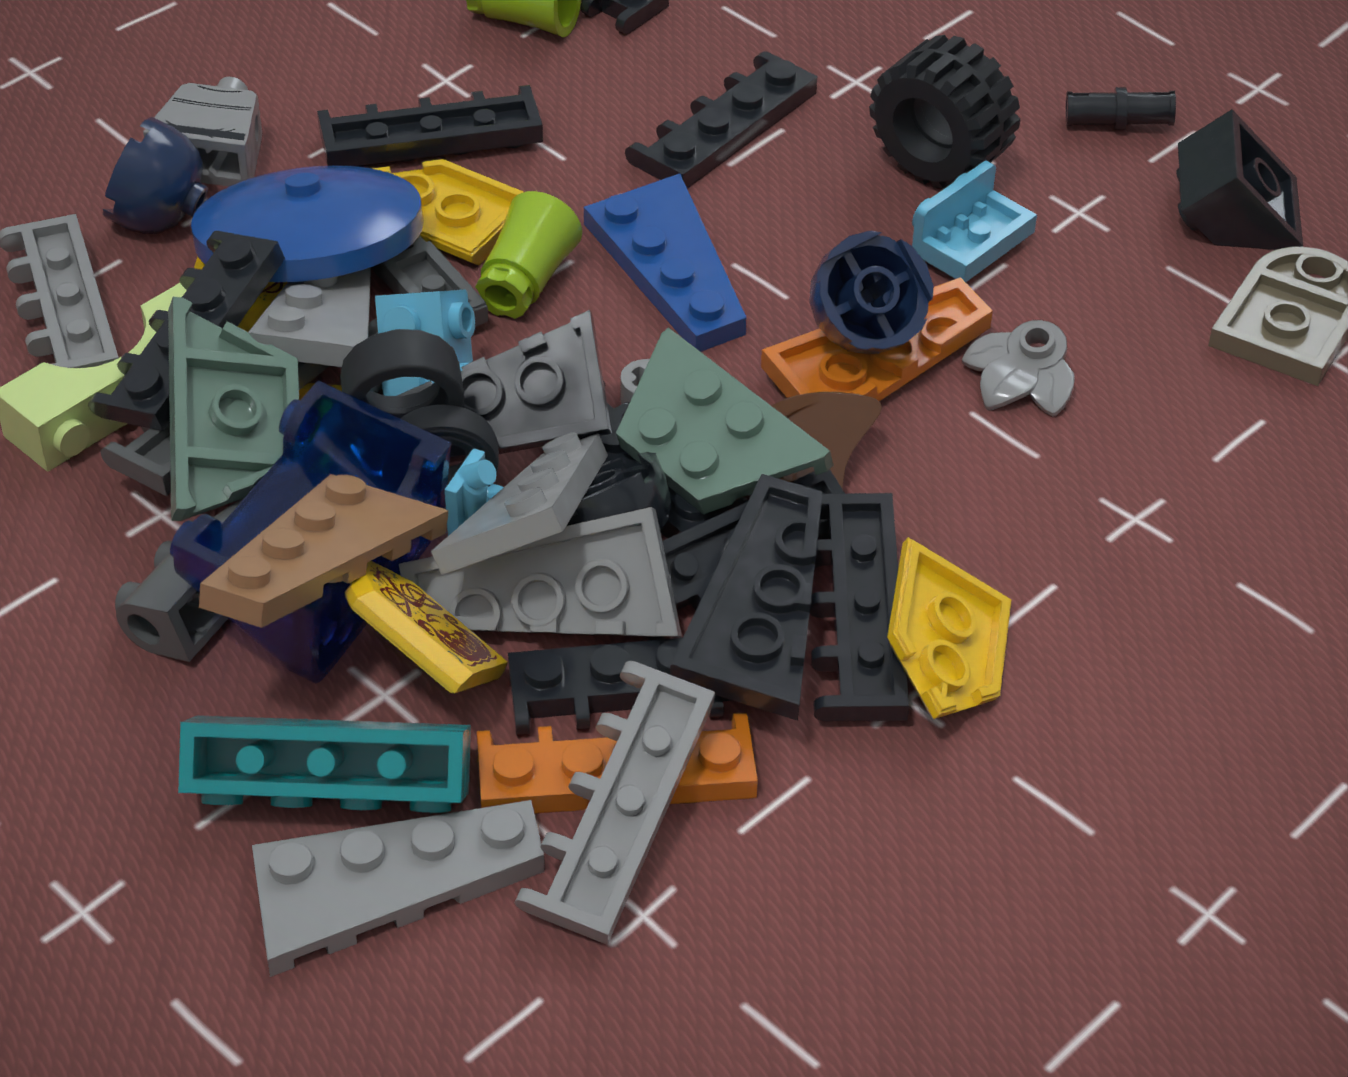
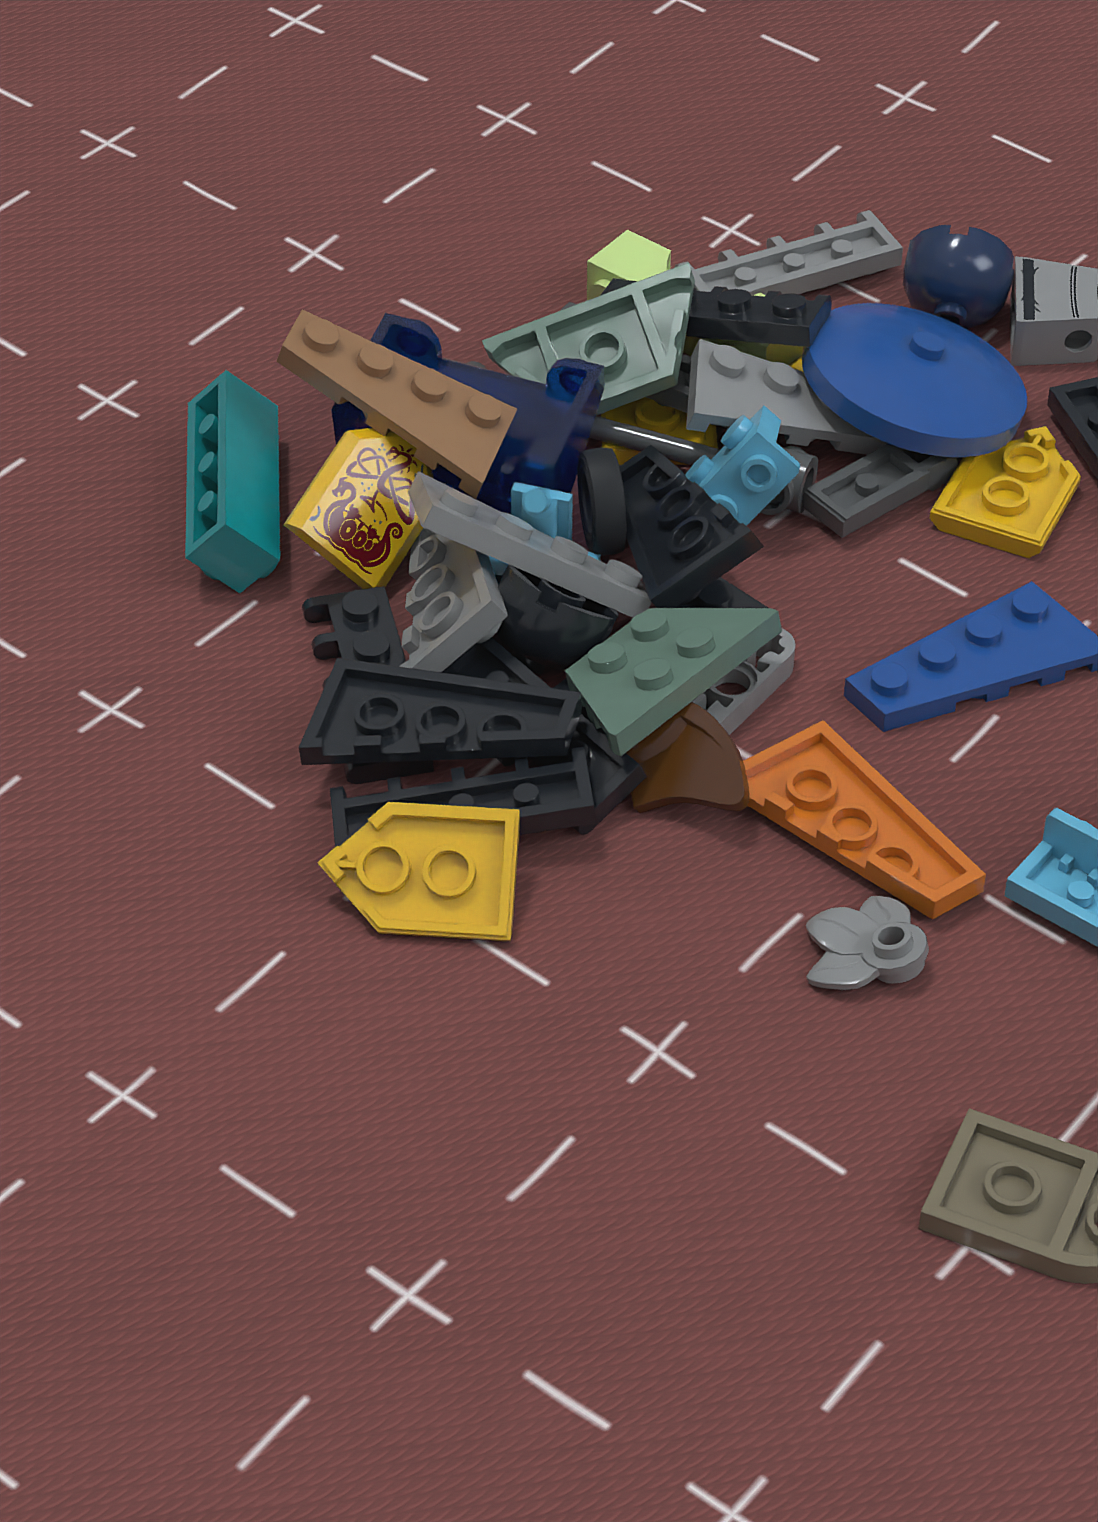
camera: 85 degrees right, 0 degrees up
(356, 879) = (140, 547): light grey wing -> none
(403, 355) = (633, 429): black tyre -> none
(528, 251) = (924, 539): lime plant -> none
(541, 771) = (263, 672): orange hinge -> none
(623, 805) = (195, 656): light grey hinge -> none
(871, 293) = (863, 754): dark blue cylinder -> none

